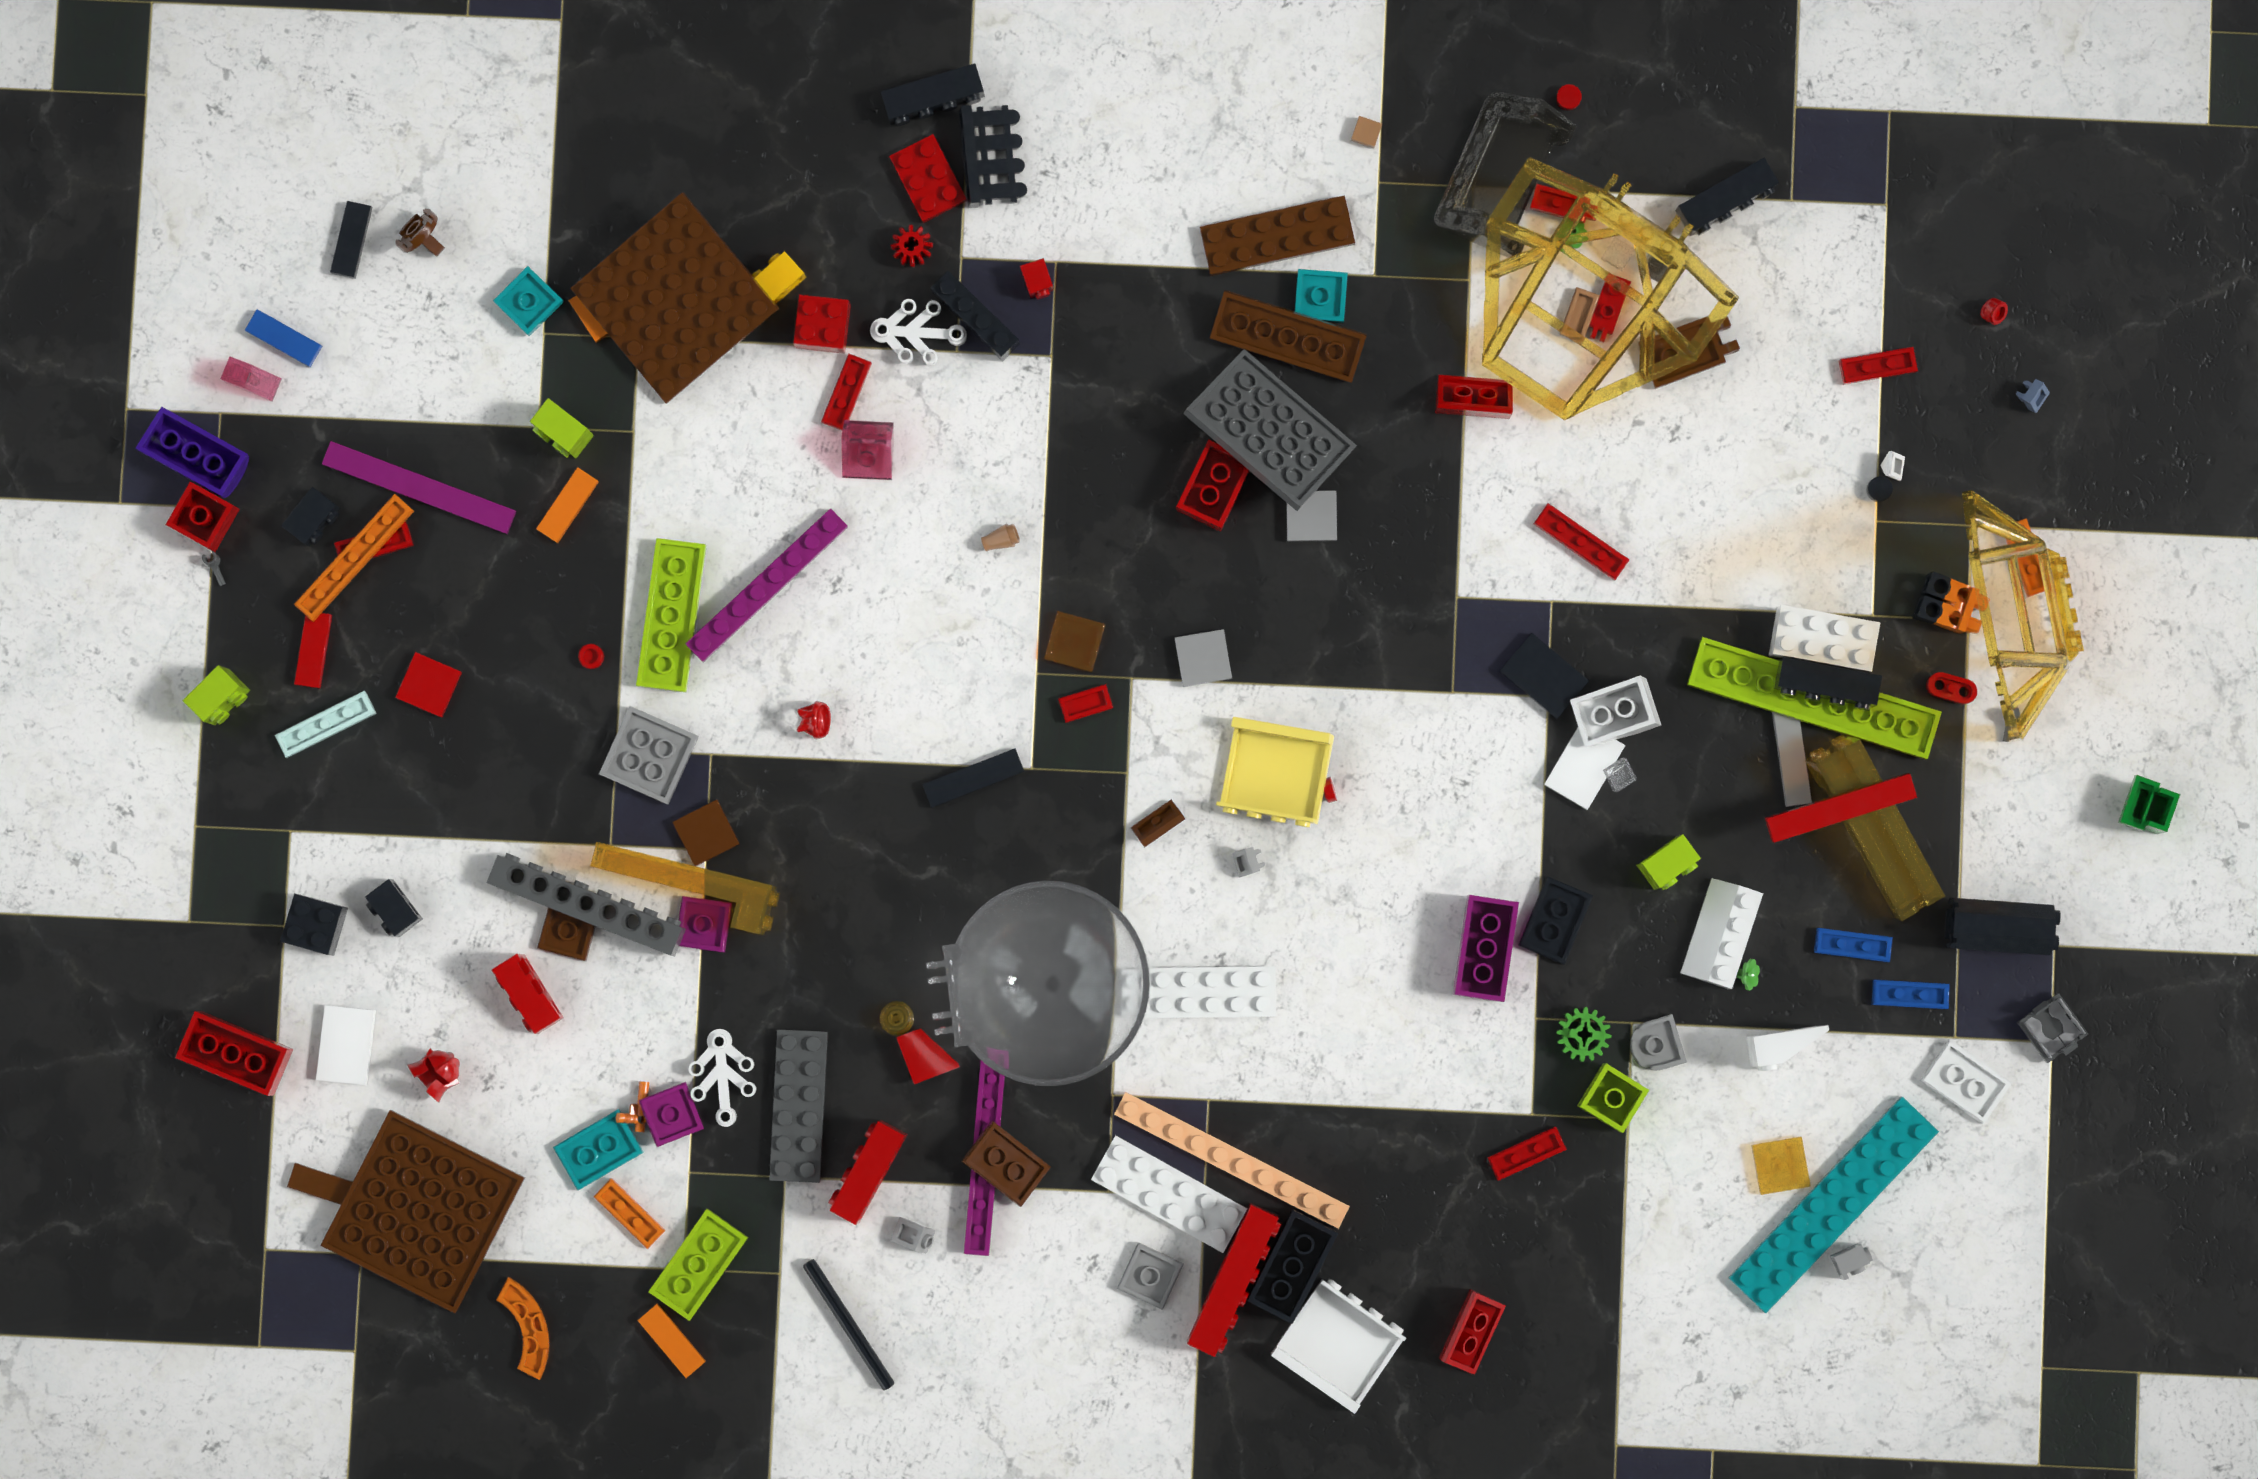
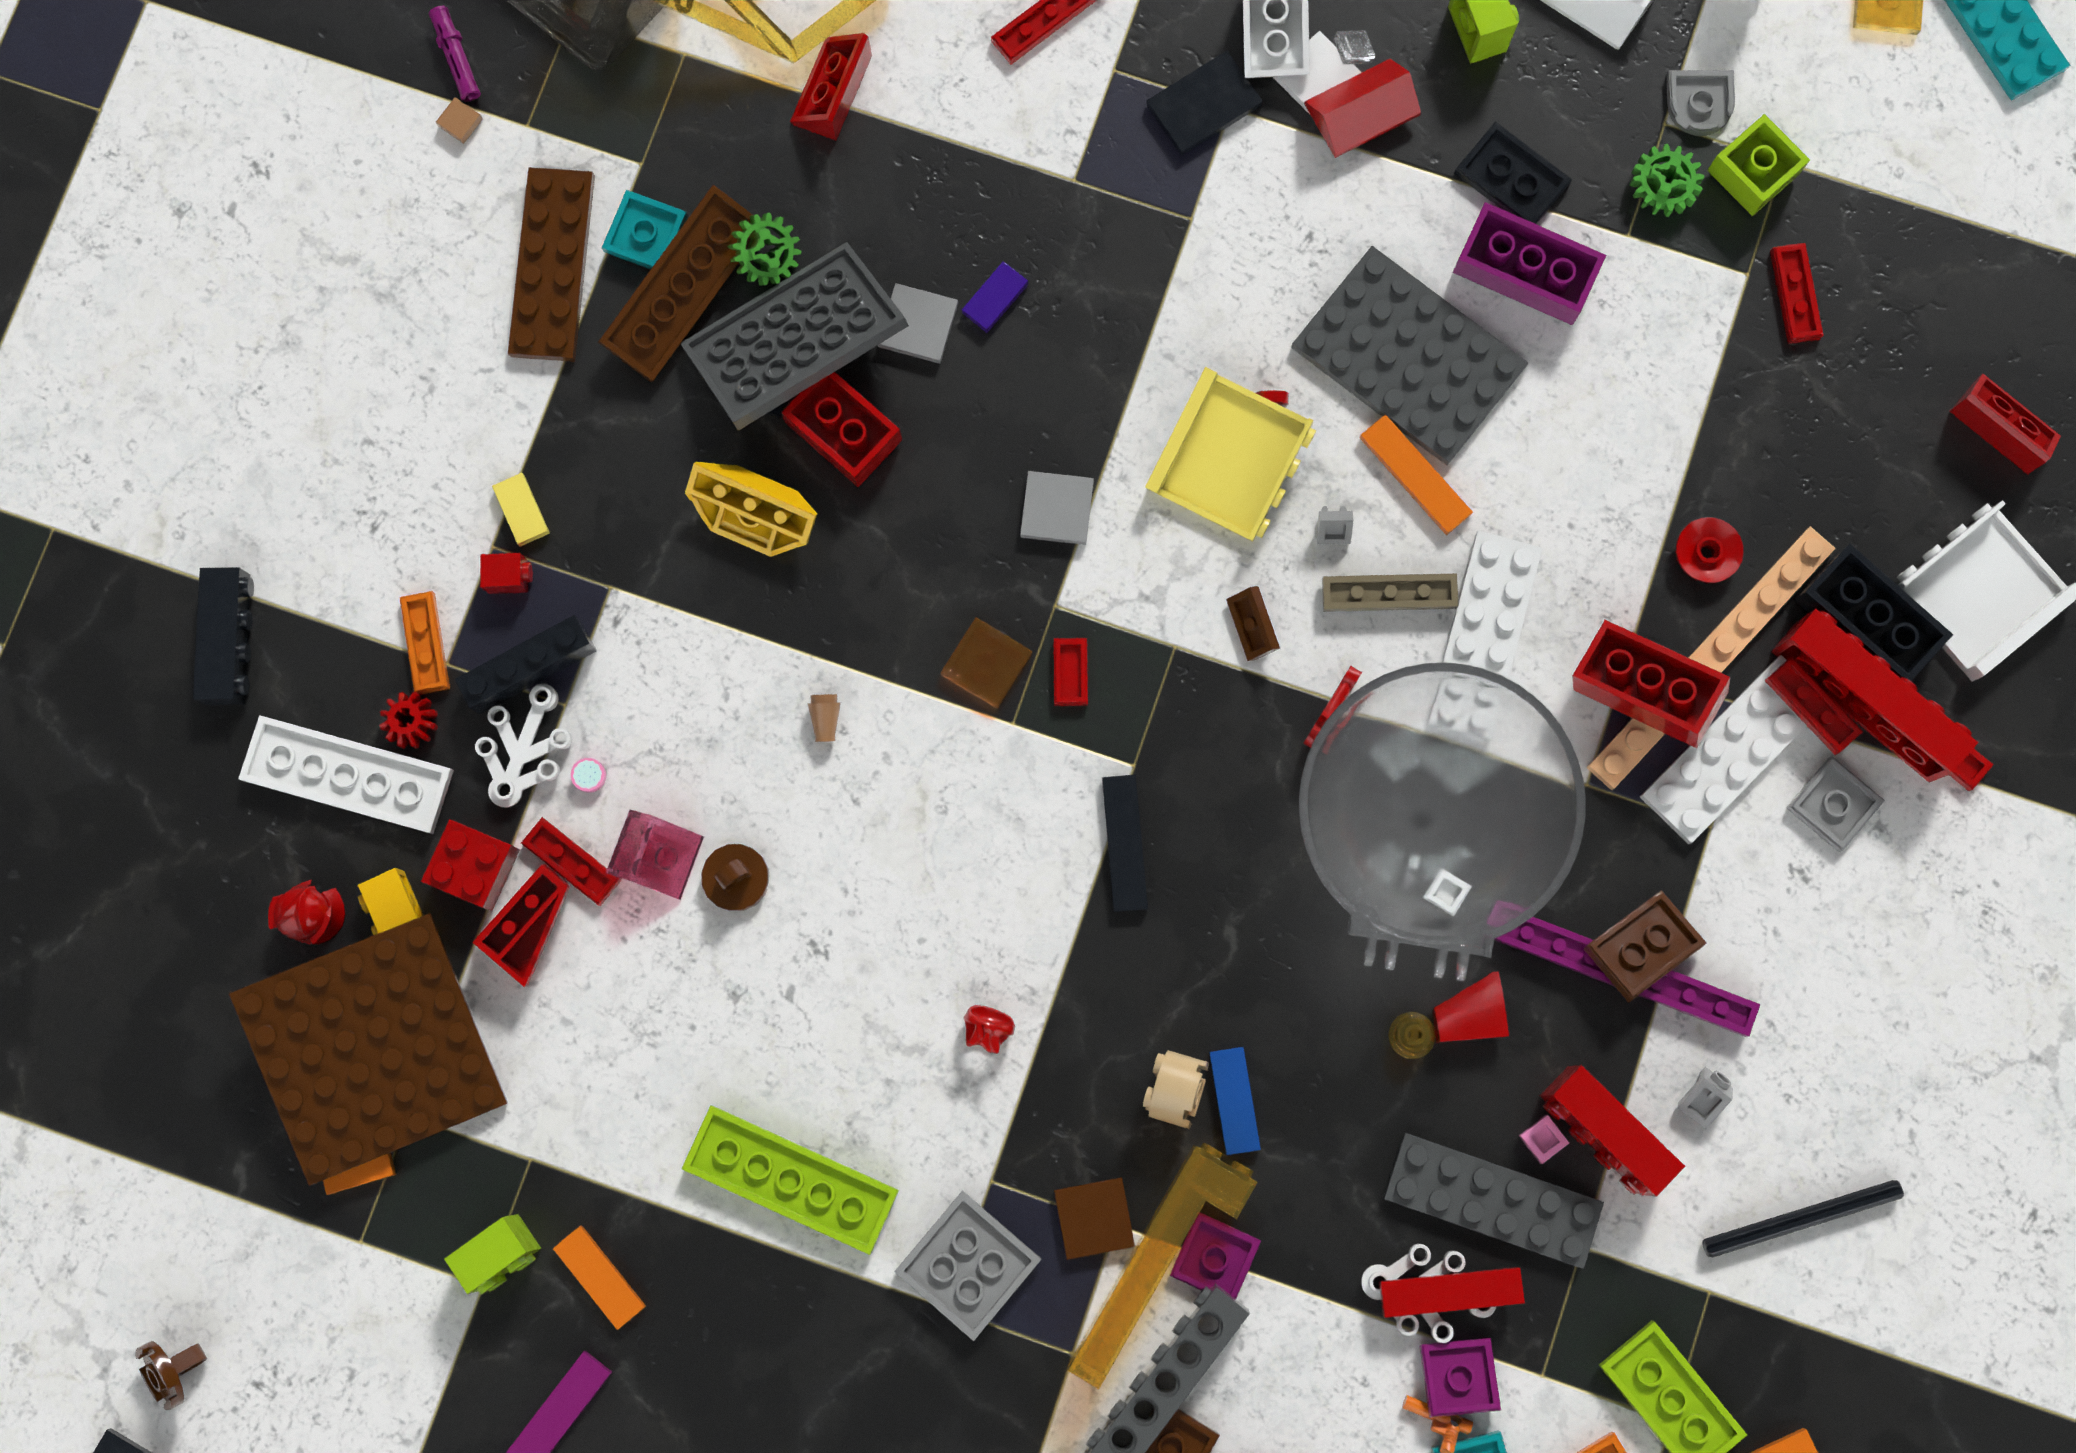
camera: 75 degrees left, 5 degrees down
(528, 301) = (308, 1249): teal plate -> none
(591, 656) = (811, 1305): red tile -> none
(726, 1091) = (1451, 1292): none -> red tile
(755, 221) = (307, 913): none -> red helmet
(766, 585) = (791, 1040): magenta plate -> none
(791, 375) = (524, 925): none -> red wedge
(809, 862) = (1176, 1088): none -> tan brick
(815, 907) = (1234, 1101): none -> blue tile
(851, 1130) = (1544, 1139): none -> bright pink tile
(860, 215) = (346, 774): none -> white plate
(868, 511) = (735, 877): none -> reddish brown tile
(910, 384) = (588, 775): none -> light aqua tile
(928, 178) = (329, 675): red plate -> none
(971, 237) = (424, 643): none -> orange tile
(984, 143) = (337, 610): black fence -> none
(994, 1007) = (1446, 891): none -> white tile
(1088, 274) = (520, 509): none -> light yellow tile
(1118, 898) = (1337, 698): none -> red bar
(1136, 439) = (750, 508): none -> yellow wedge
(1193, 1117) = (1651, 683): none -> red brick
(1205, 1365) = (1971, 770): none -> red tile
(1210, 915) = (1390, 592): none -> dark tan plate
(1214, 1239) = (1813, 706): none -> red tile
(1304, 910) = (1416, 474): none -> orange tile
(1321, 1143) = (1722, 542): none -> red dish
(1324, 397) = (759, 238): none -> bright green gear
(1348, 566) = (995, 297): none -> dark purple tile
(1394, 881) = (1409, 355): none -> dark grey plate
(1423, 106) = (450, 42): none -> magenta pin
(1573, 794) = (1364, 106): none -> red slope

